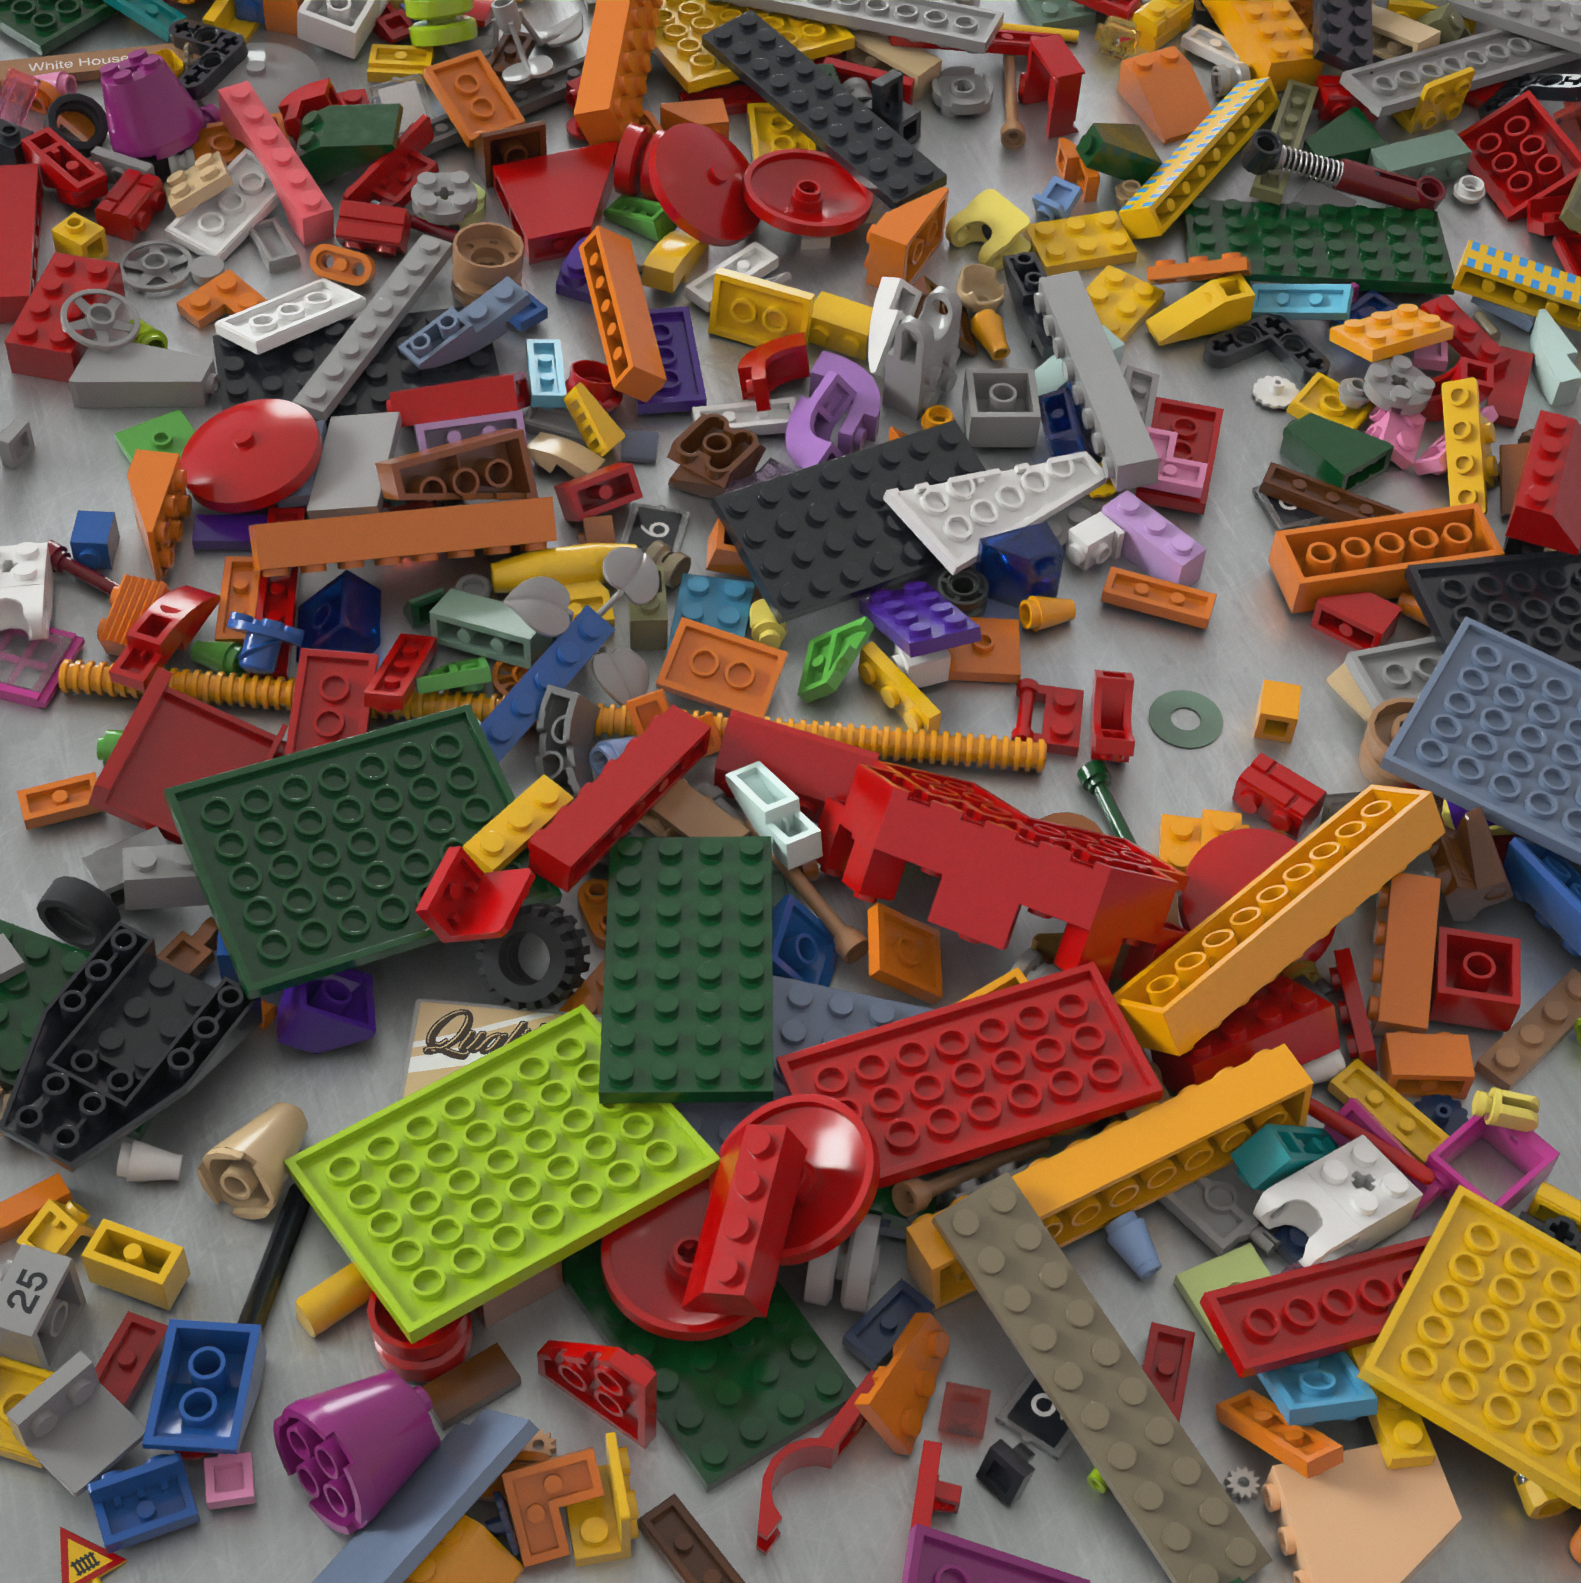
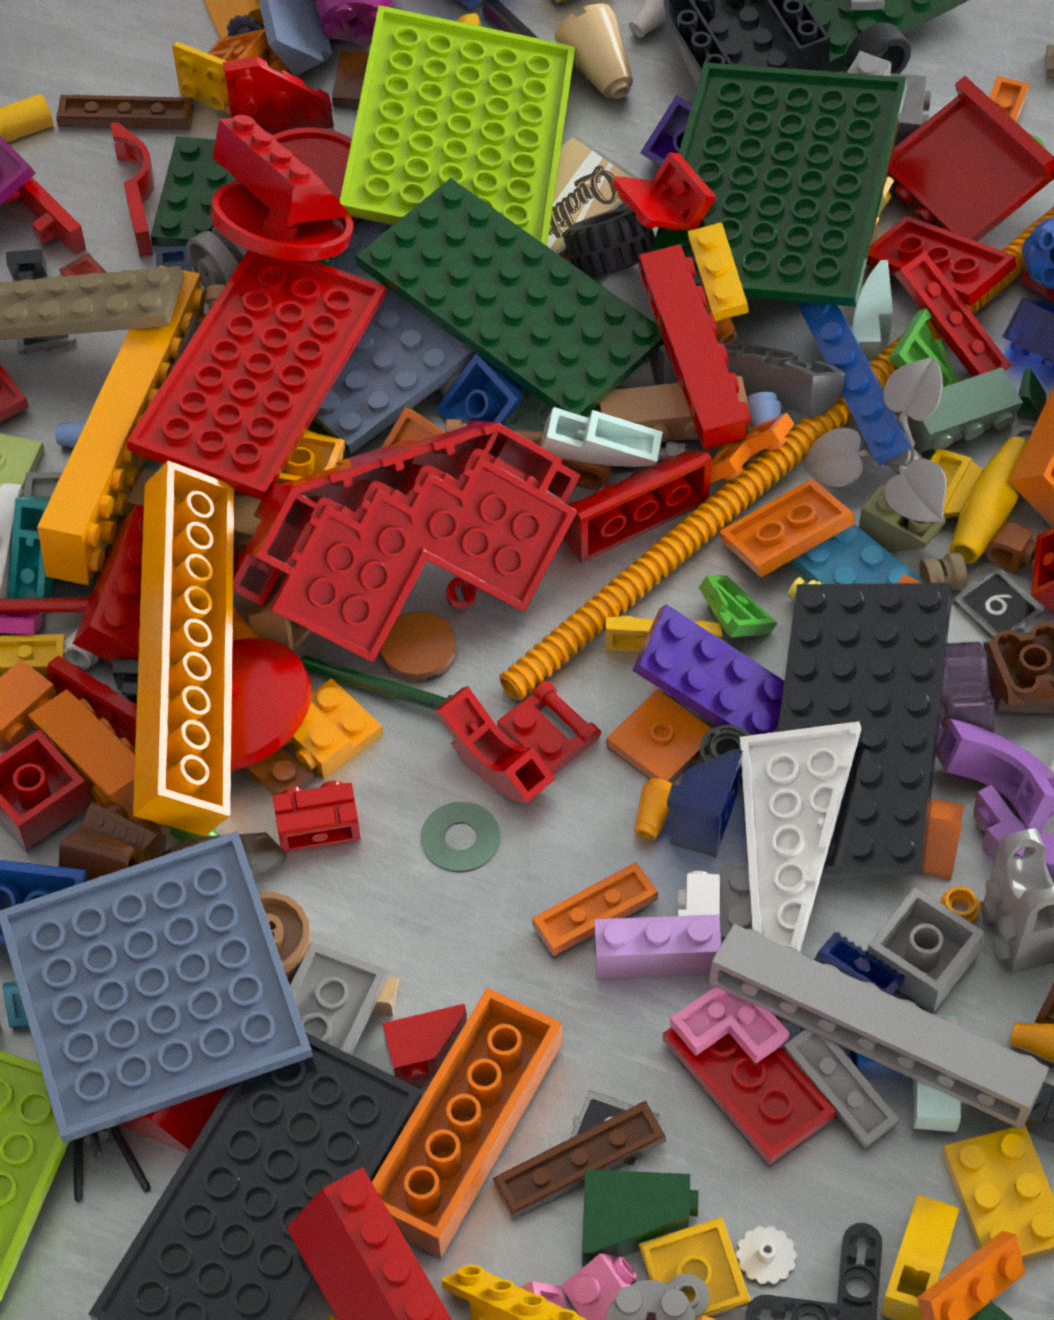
camera: 135 degrees right, 5 degrees up
(906, 1384) = (119, 237): orange wing -> none
(1277, 711) = (394, 890): light orange brick -> none

